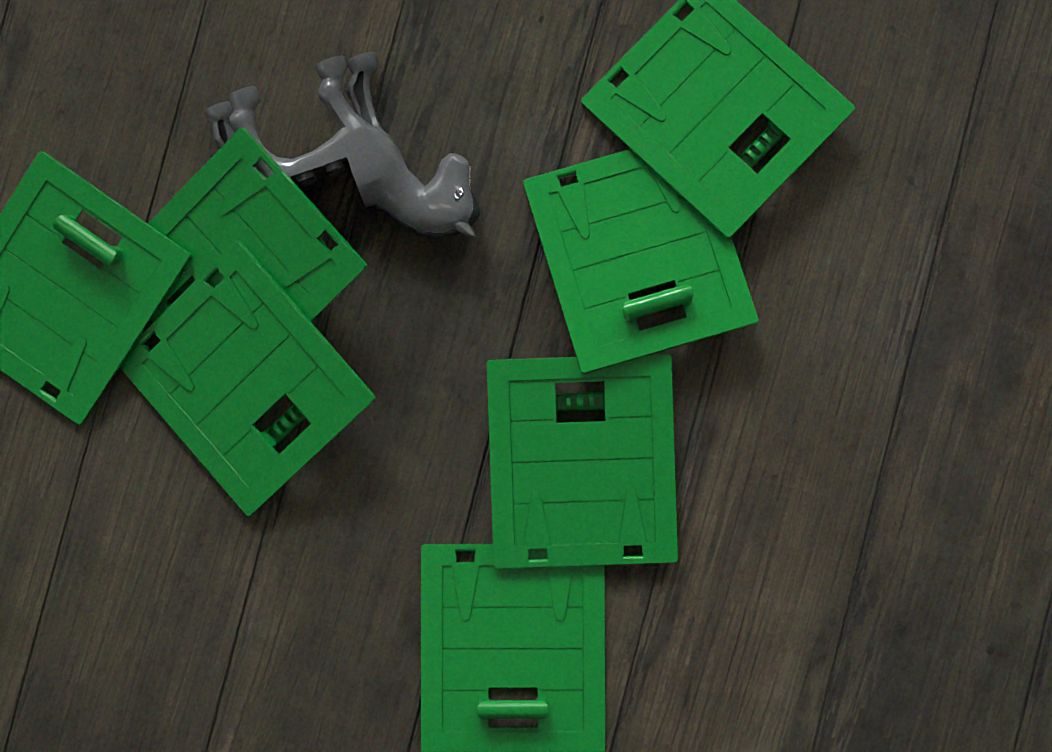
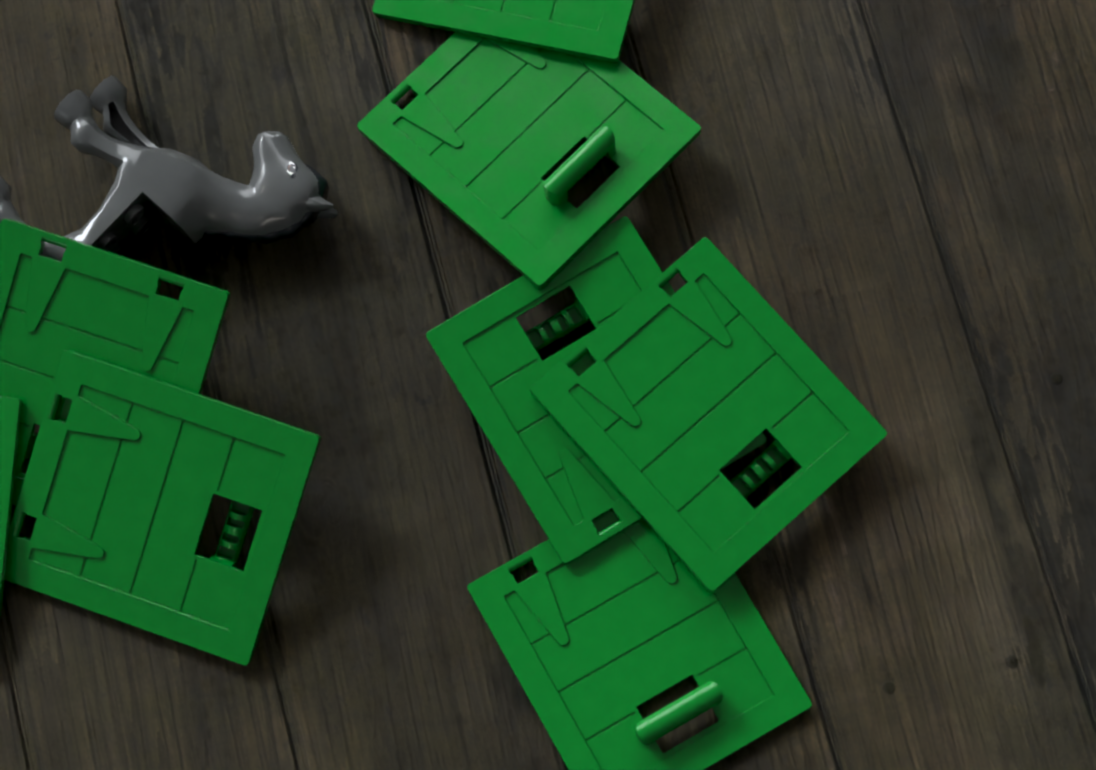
camera: 30 degrees left, 10 degrees down
(641, 500) = (690, 387): none -> green door

